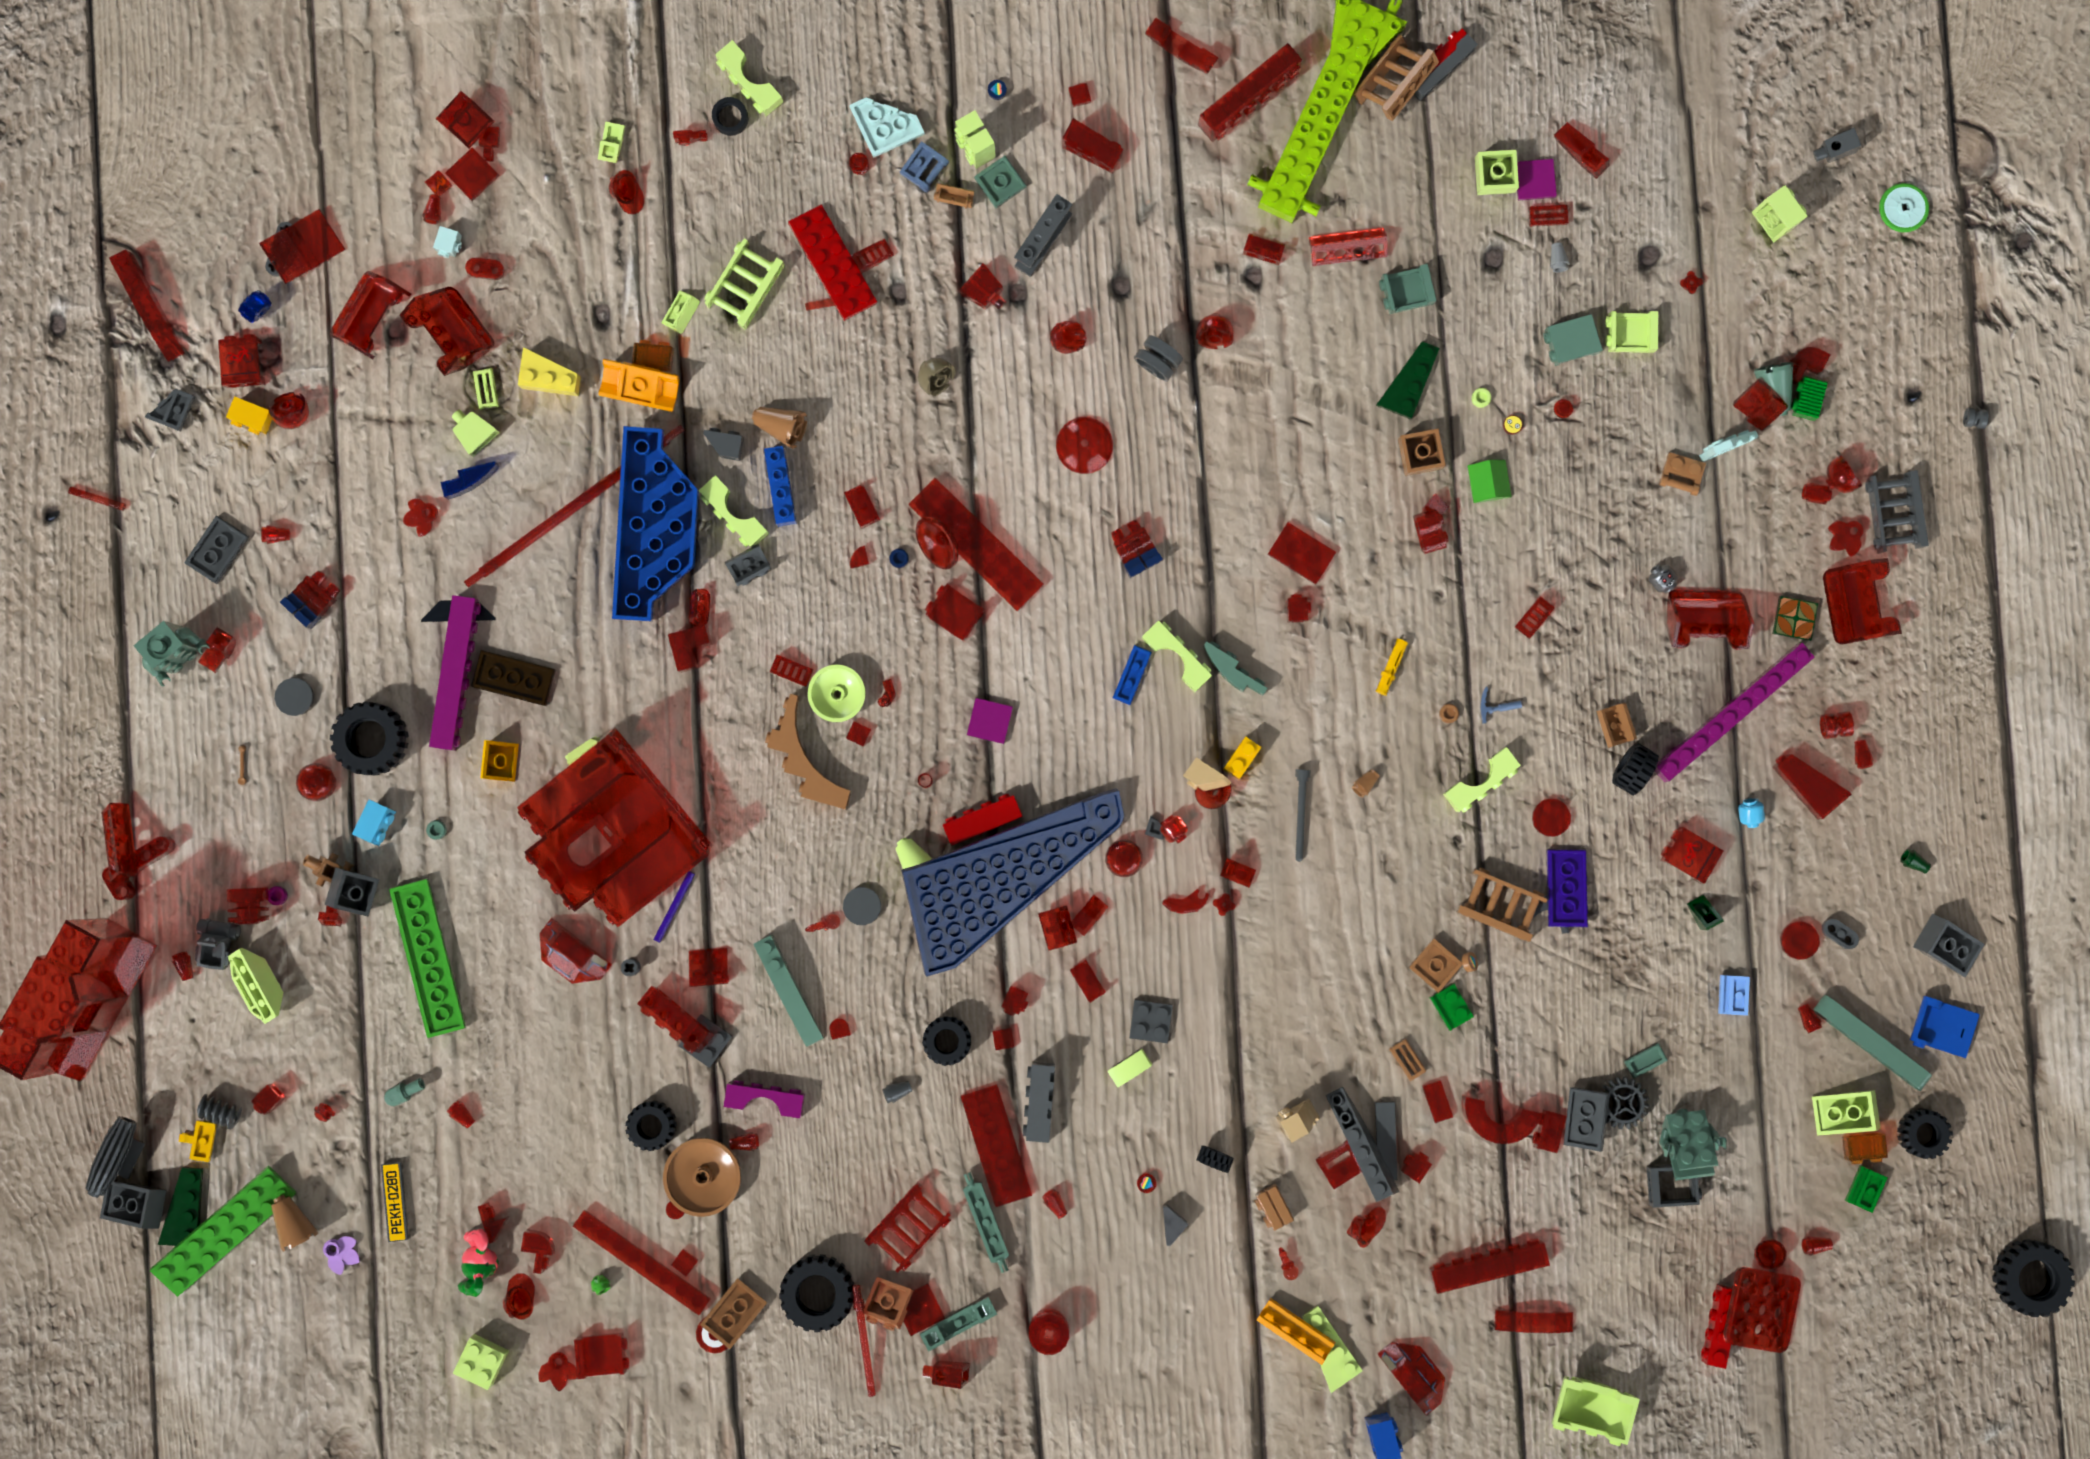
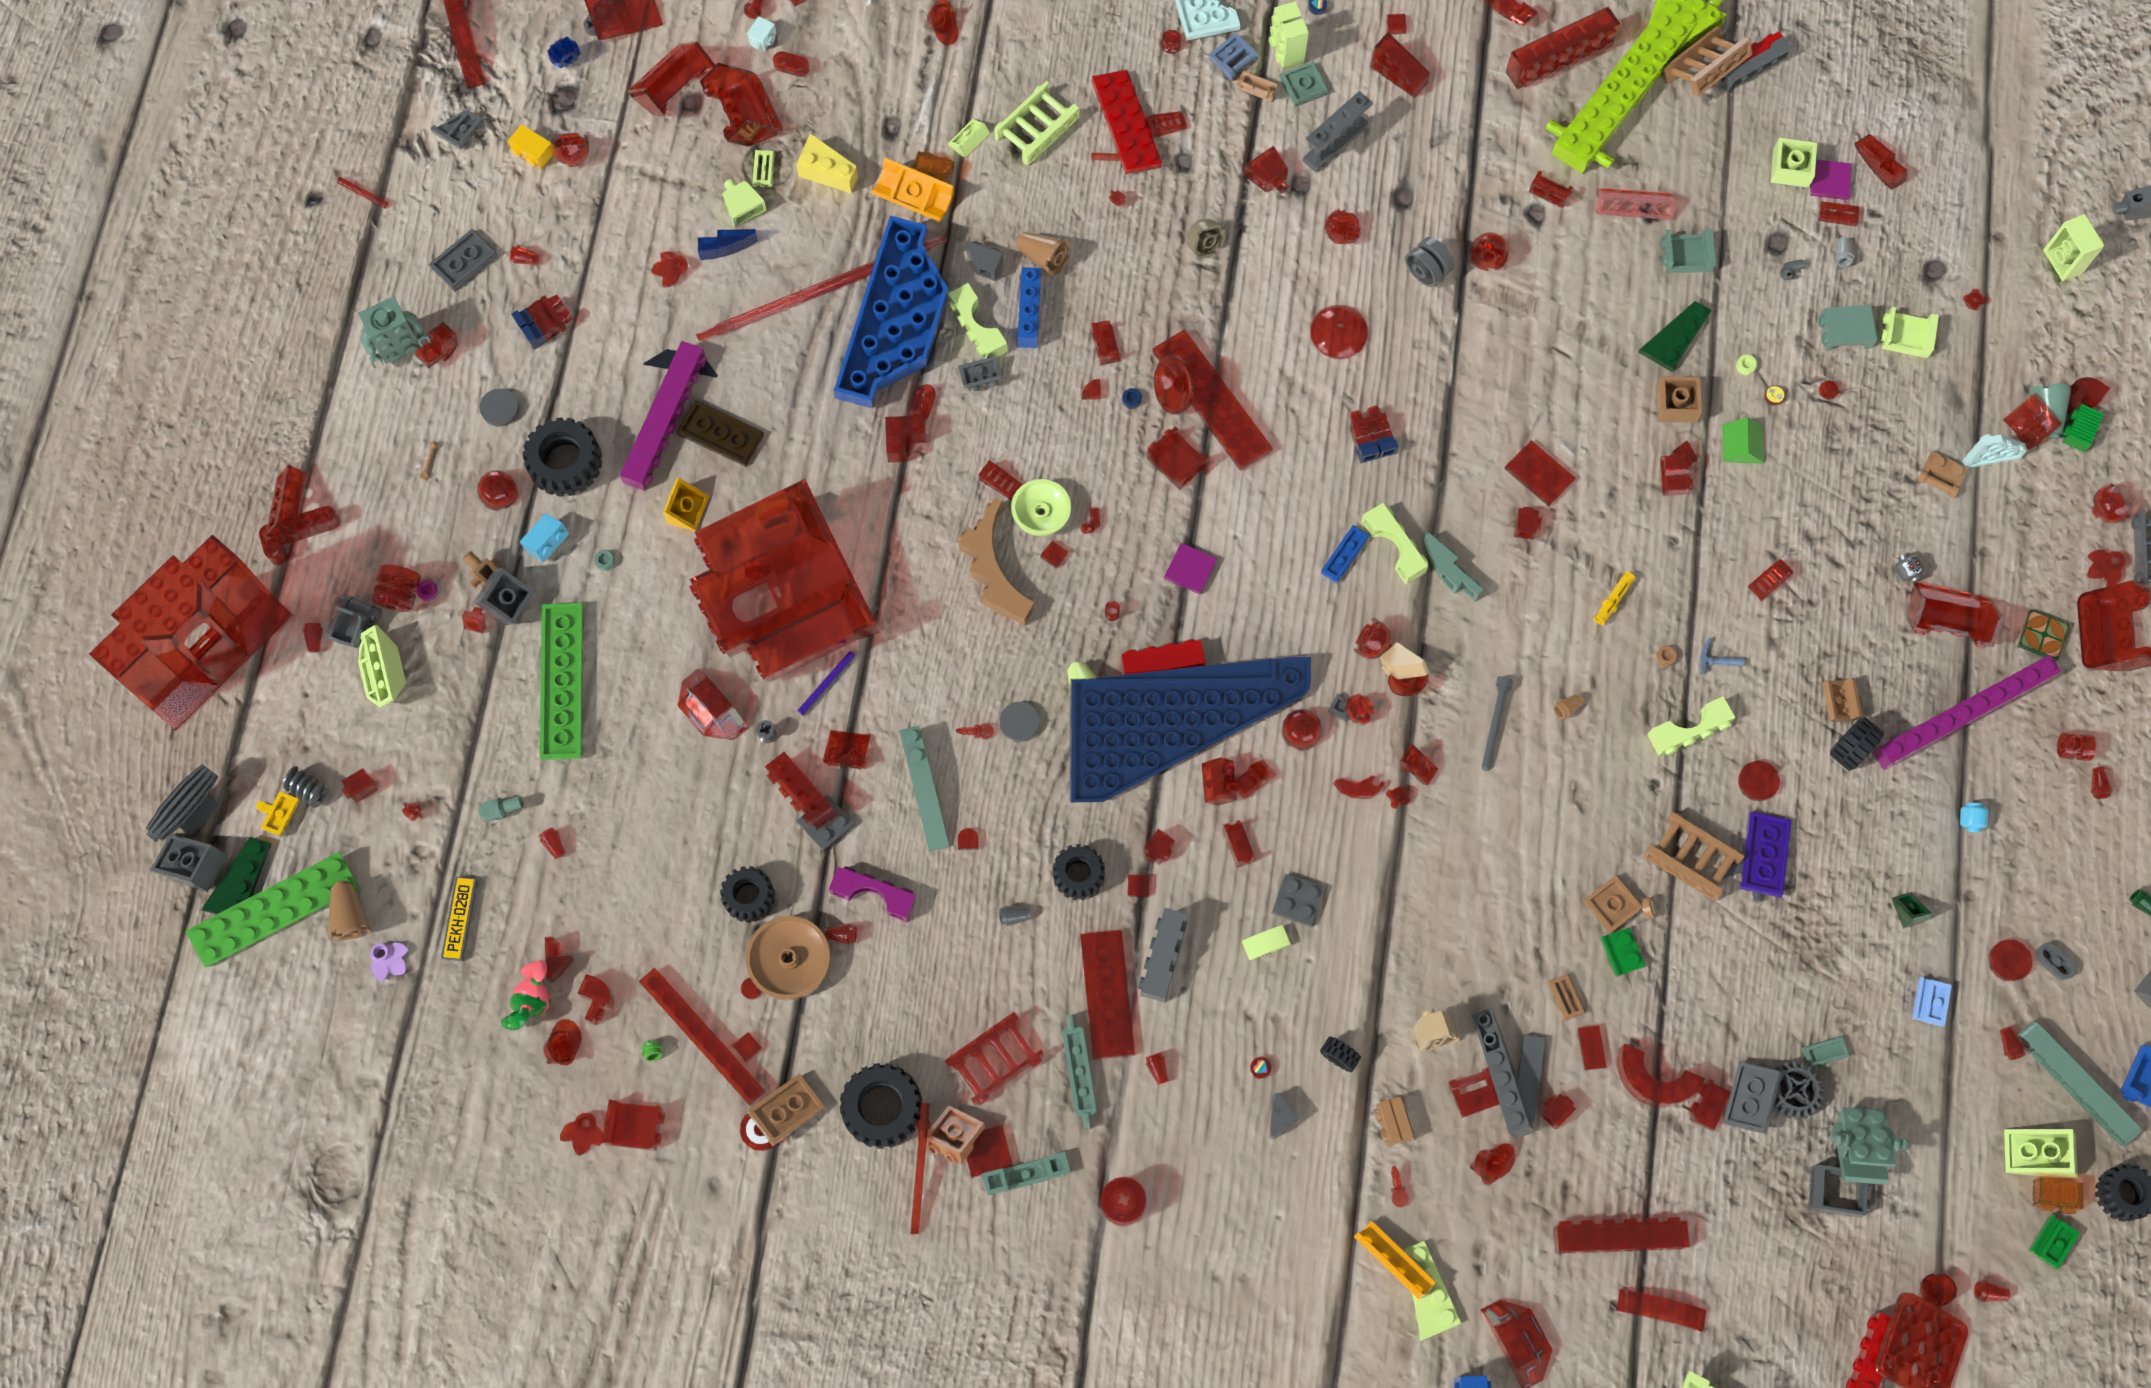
camera: 10 degrees right, 15 degrees down
(240, 361) = (535, 98): clear red panel -> none
(480, 1361) = (503, 1103): yellowish green brick -> none
(841, 349) = (1117, 198): none -> clear red plate
(955, 1373) = (1010, 1226): clear red torso -> none
(1174, 759) = (1373, 640): none -> clear red cylinder
(1242, 758) = (1444, 653): yellow brick -> none
(1507, 286) = (1789, 267): none -> dark grey arm
(1691, 854) = (1905, 845): clear red panel -> none
(1810, 786) = (2040, 801): clear red slope -> none
(1816, 493) = (2080, 518): clear red brick -> none

